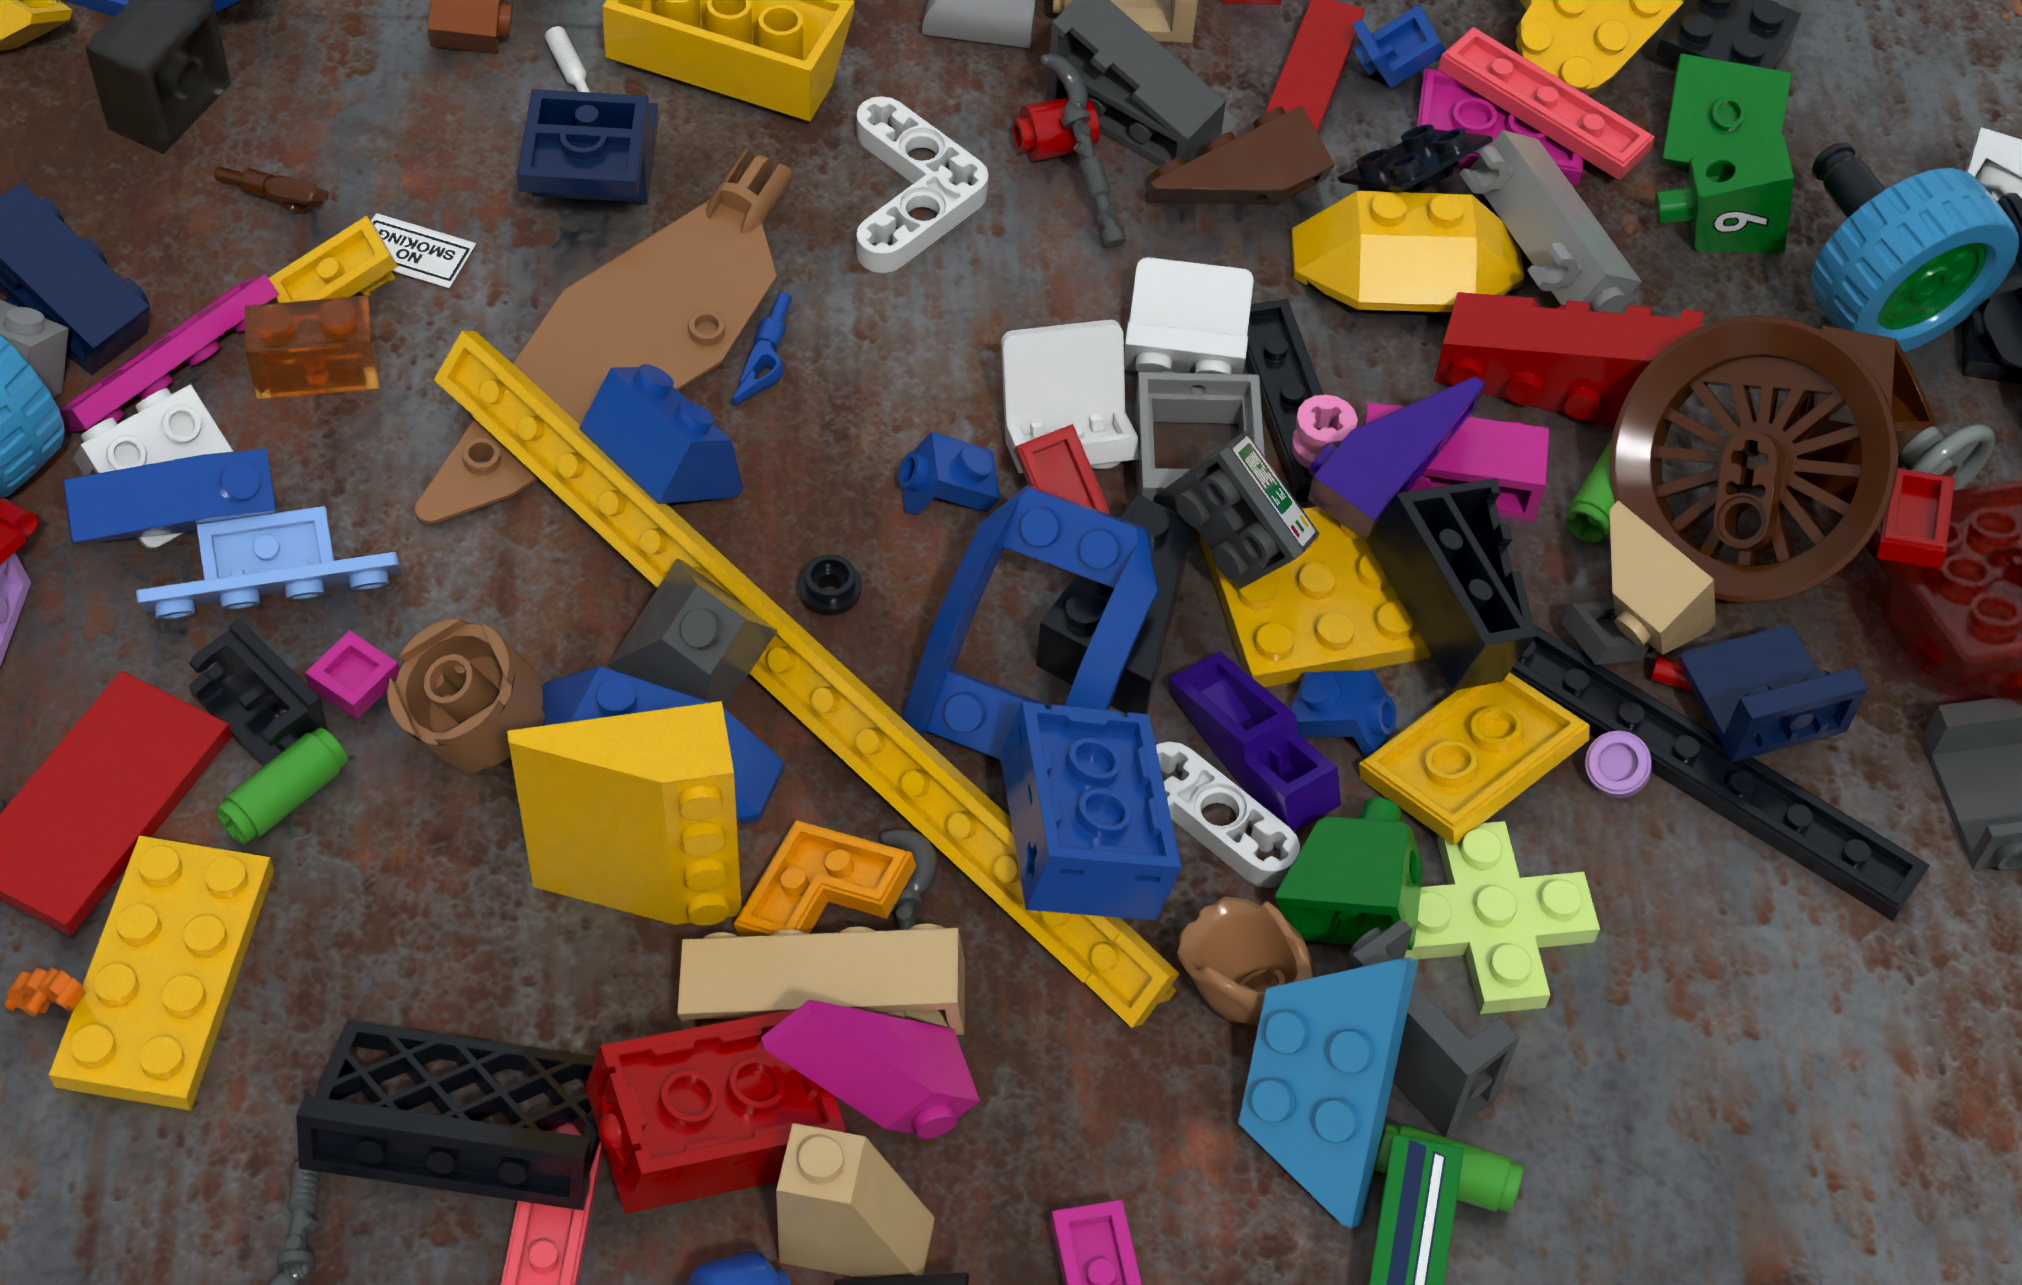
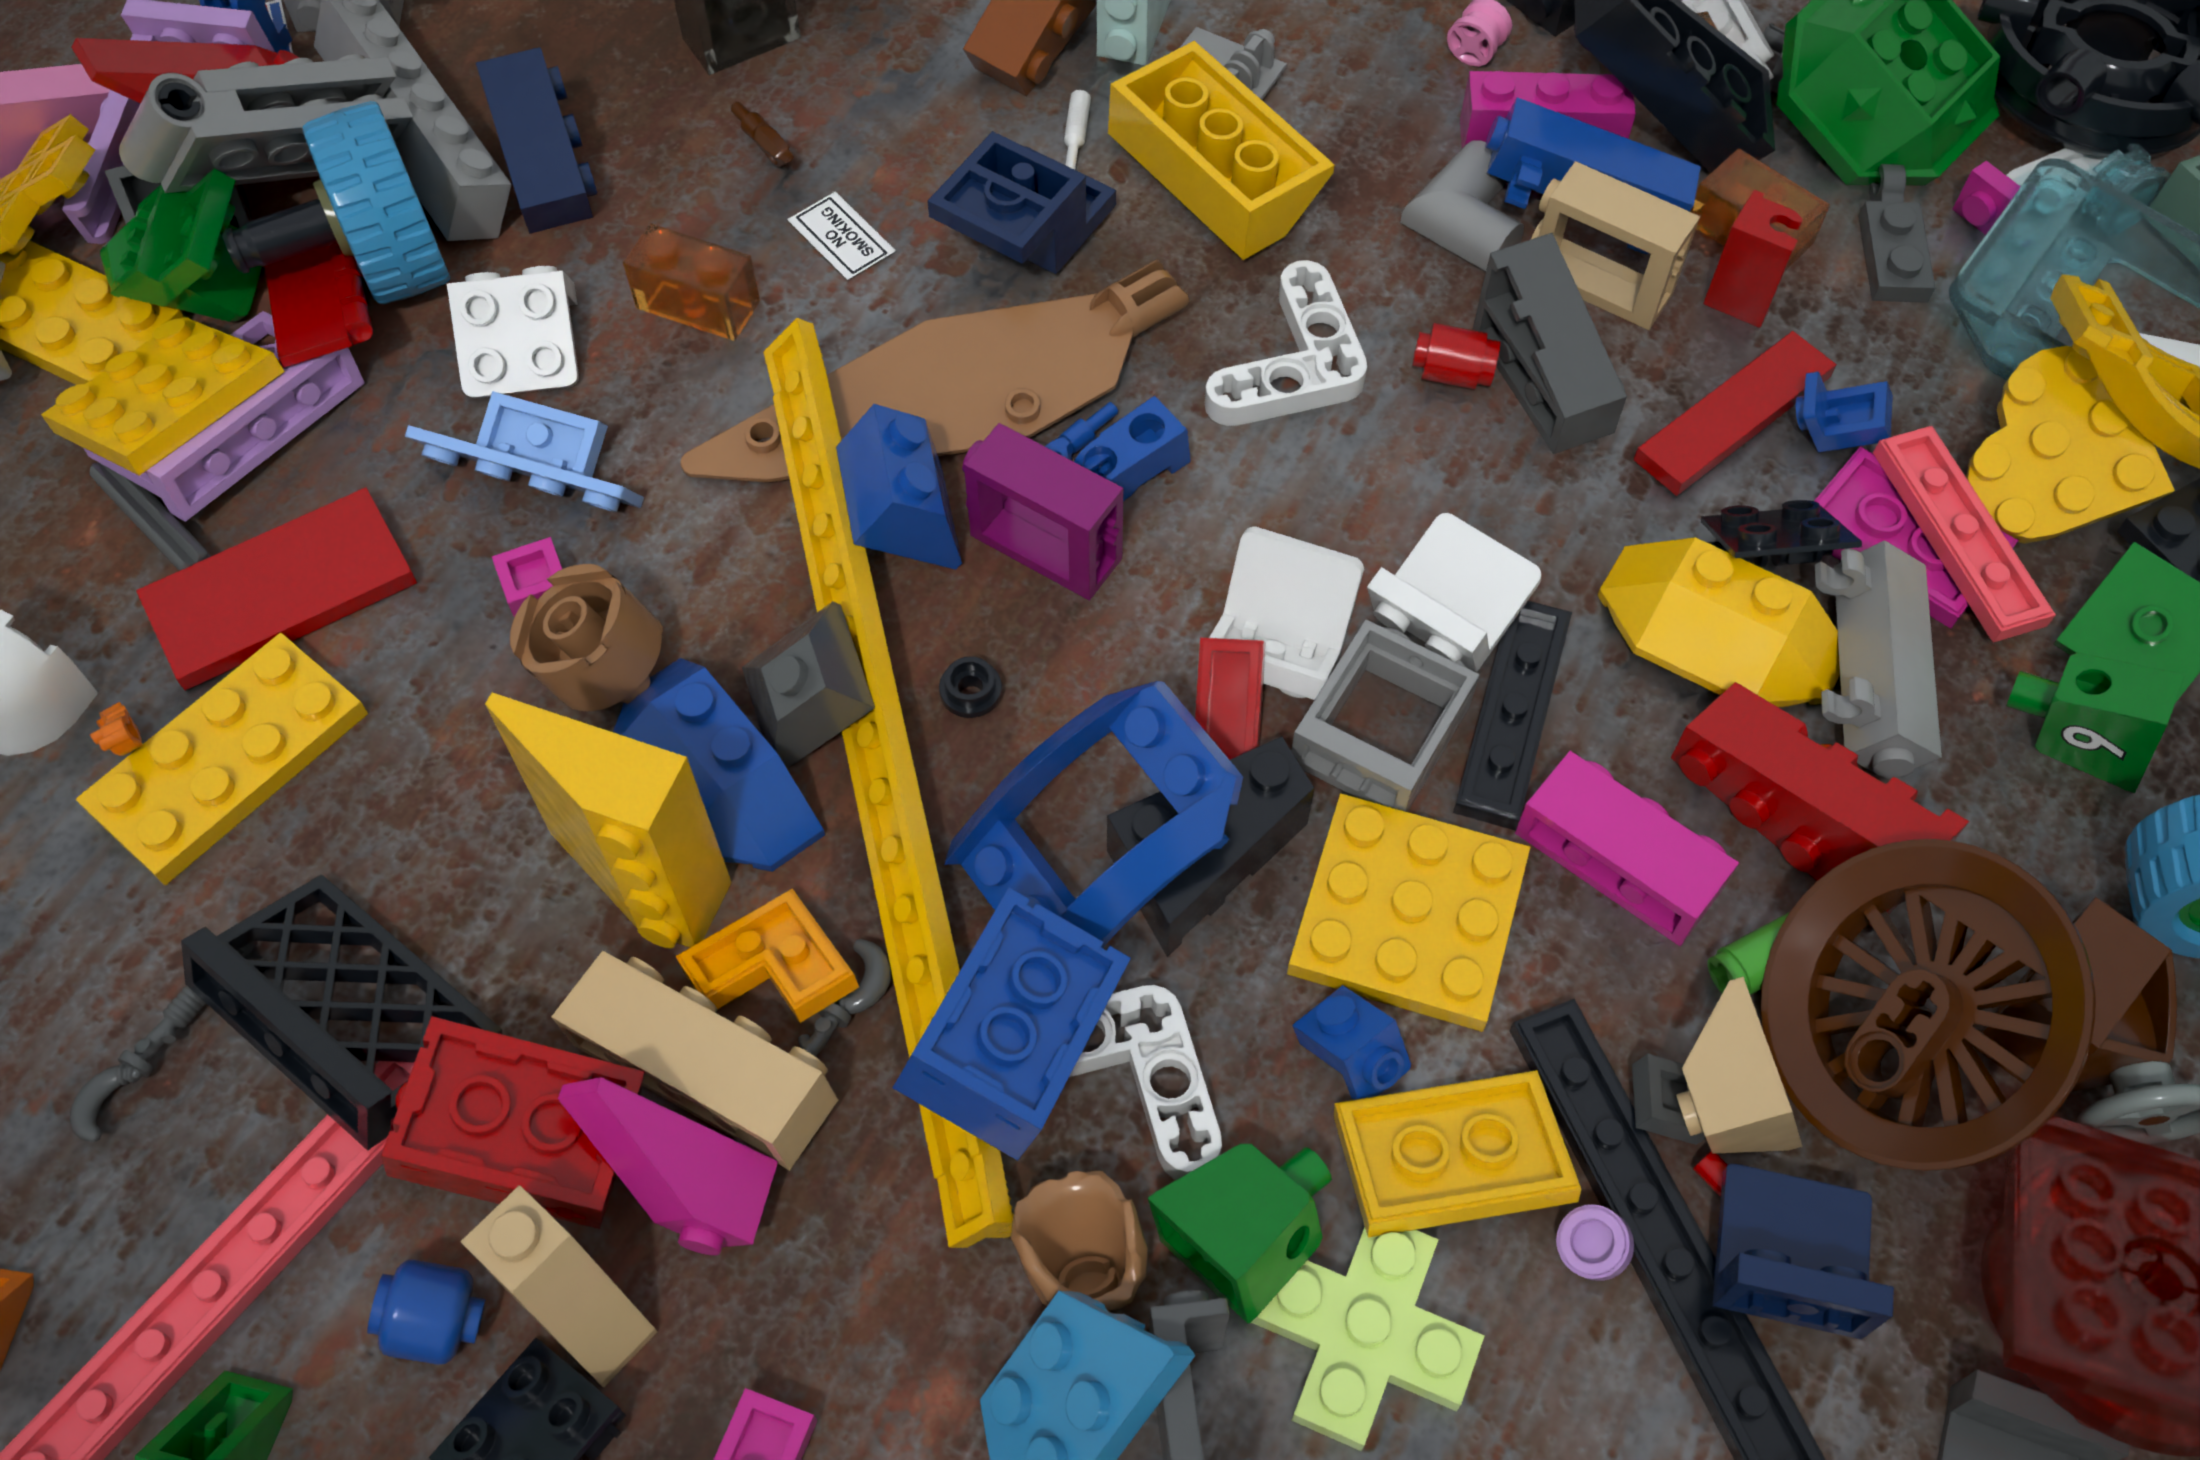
camera: 35 degrees right, 5 degrees up
(149, 369) = (561, 247): dark pink plate -> none
(168, 496) = (488, 359): blue slope -> none
(254, 693) = (448, 561): black hinge -> none
(281, 786) = (412, 644): bright green piece -> none
(339, 267) = (759, 224): yellow hinge -> none
(802, 373) = (1044, 510): none -> magenta window
(835, 325) = (1138, 447): none -> blue leg
(948, 471) = (1142, 634): blue bracket -> none
(1091, 166) = (1460, 406): dark grey piece -> none
(1243, 511) = (1360, 803): dark grey slope -> none
(1255, 168) = (1621, 472): reddish brown slope -> none
(1257, 741) = (1249, 1031): dark purple slope -> none
(1323, 412) = (1503, 776): bright pink wheel -> none
(1388, 456) = (1540, 816): dark purple slope -> none
(1457, 579) = (1535, 971): black wedge -> none
(1917, 519) = (2072, 1156): red tile -> none

